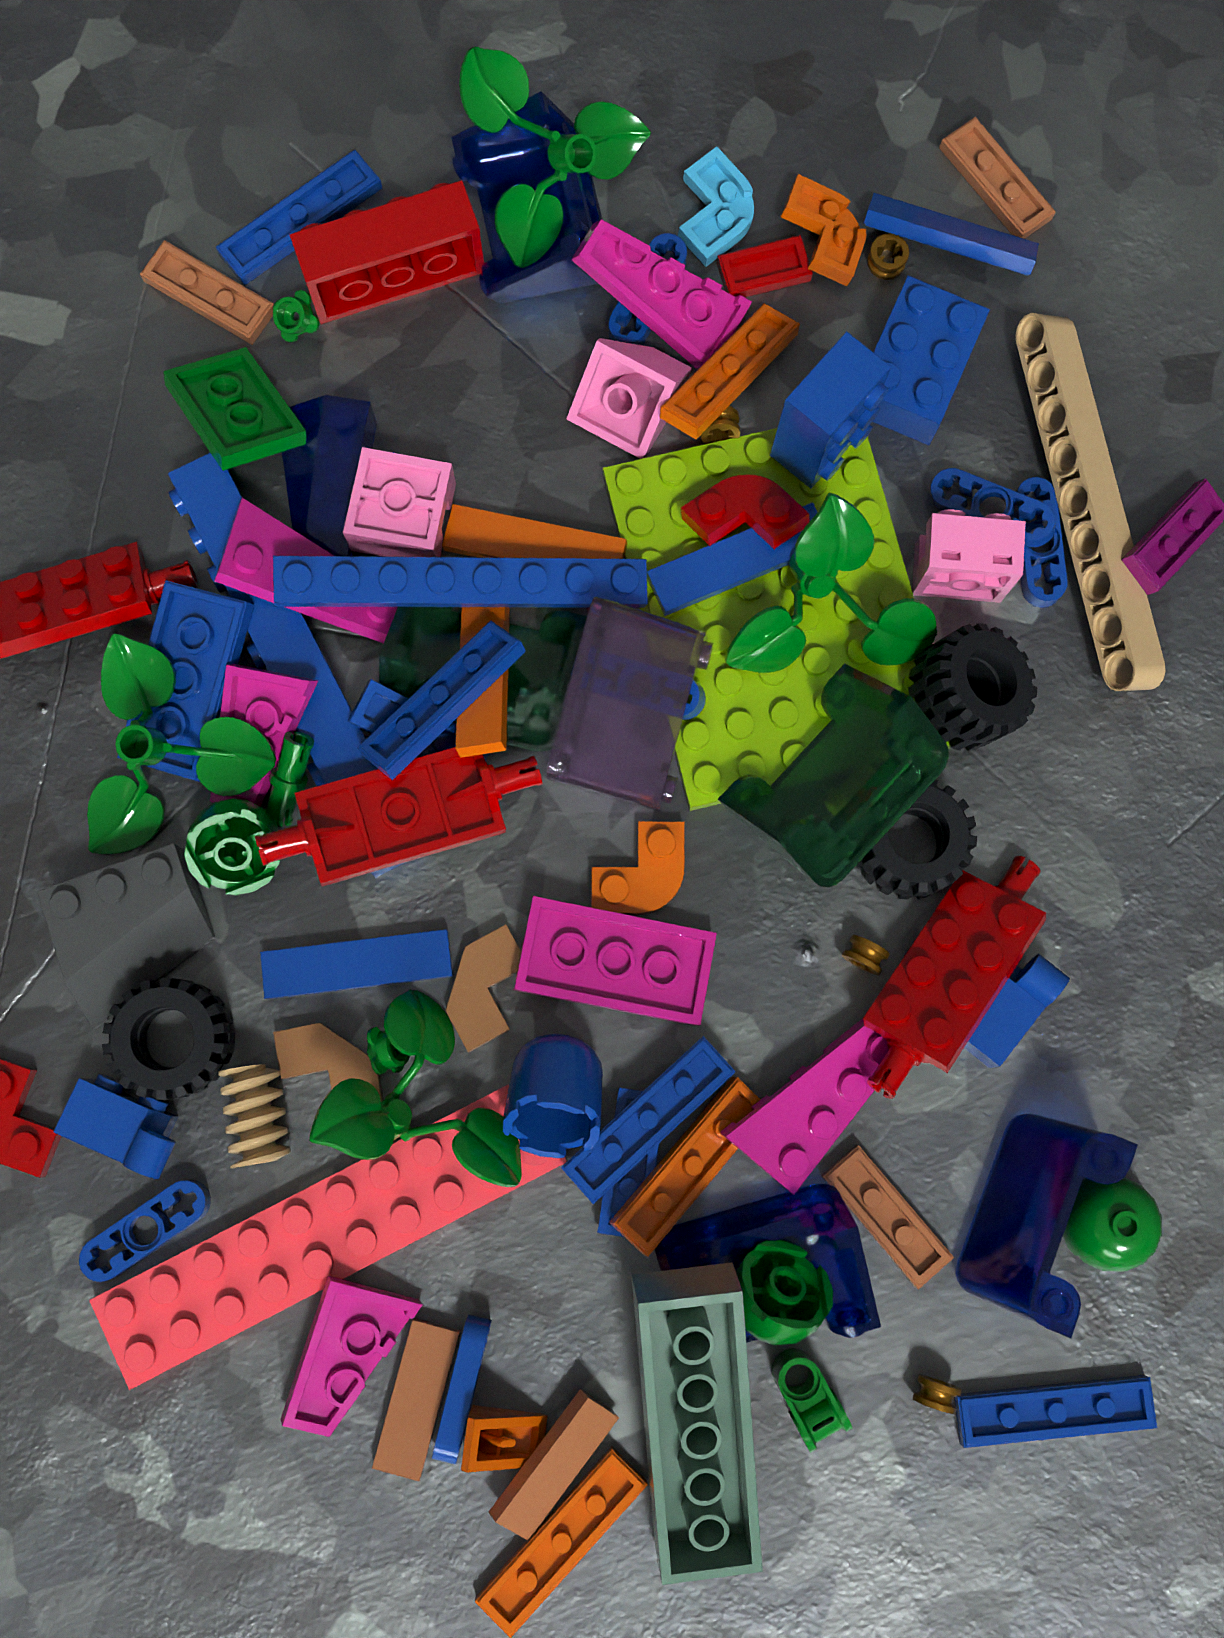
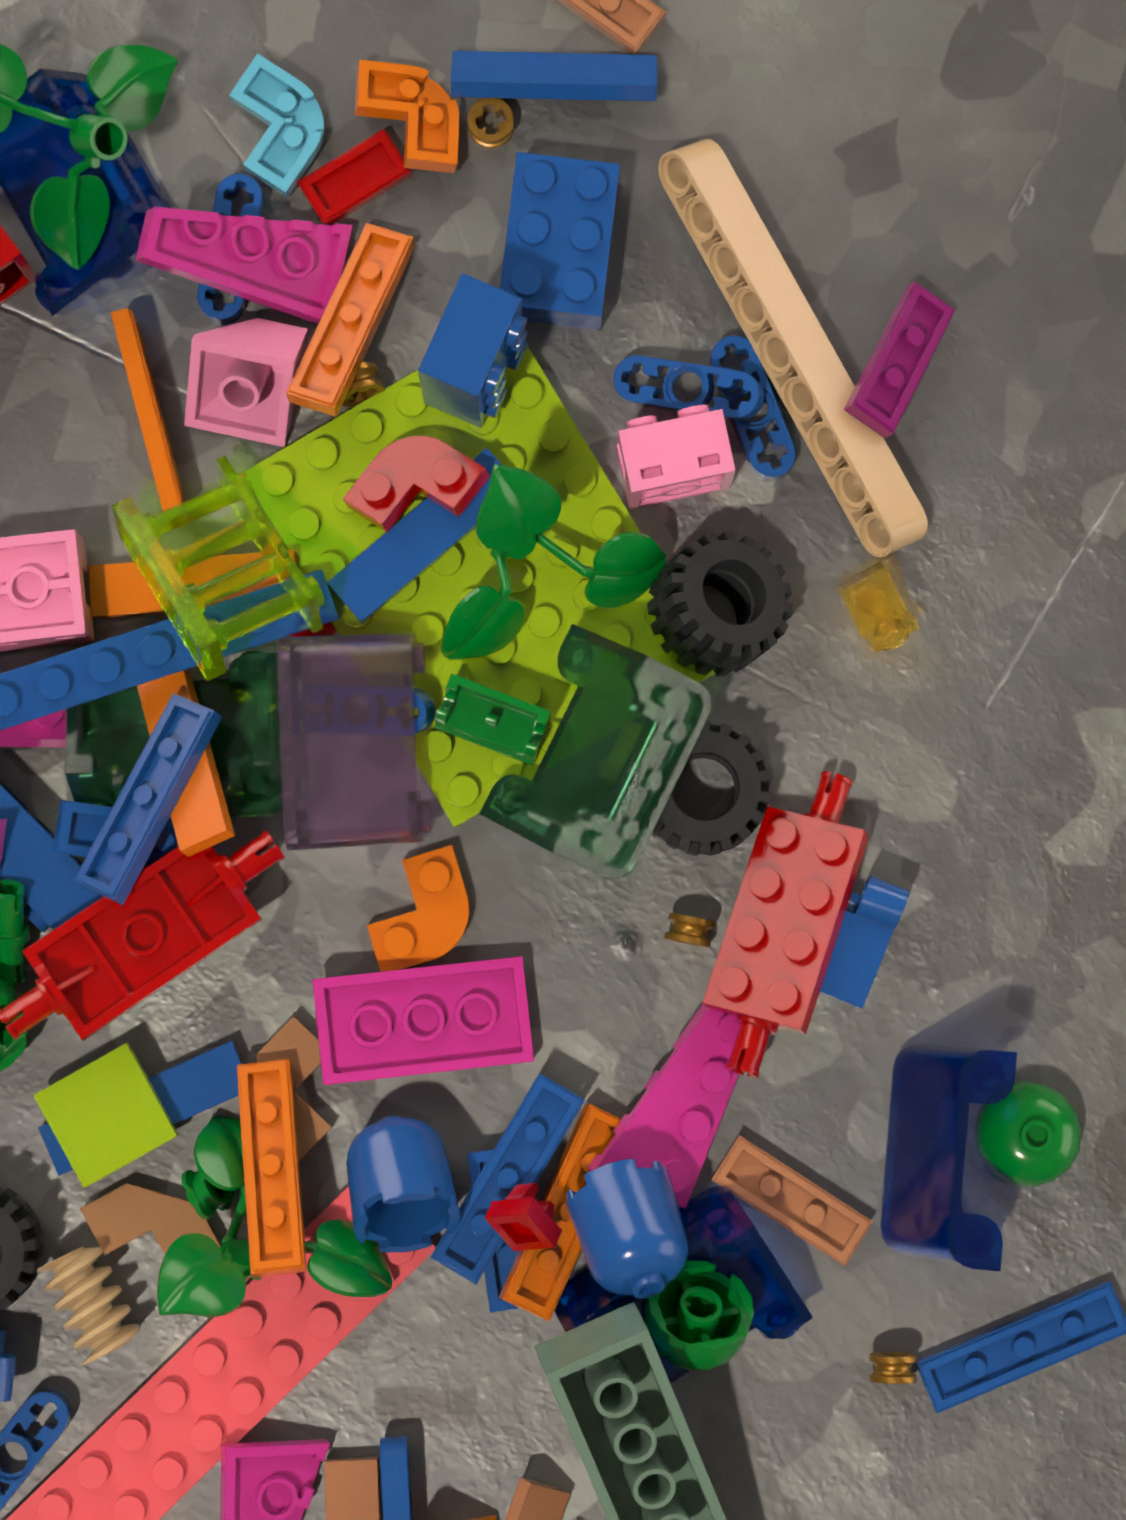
camera: 15 degrees left, 5 degrees up
(321, 958) = (106, 1115): none -> lime tile
(447, 1048) = (271, 1168): none -> orange tile
(525, 545) = (187, 603): none -> clear neon green fence
(541, 398) = (148, 408): none -> orange tile
(653, 1159) = (524, 1220): none -> red tile
(745, 1195) = (629, 1228): none -> blue cylinder
(752, 723) = (492, 719): none -> green hinge
(812, 1404) = (768, 1419): green piece -> none
(1100, 734) = (876, 609): none -> clear yellow bracket

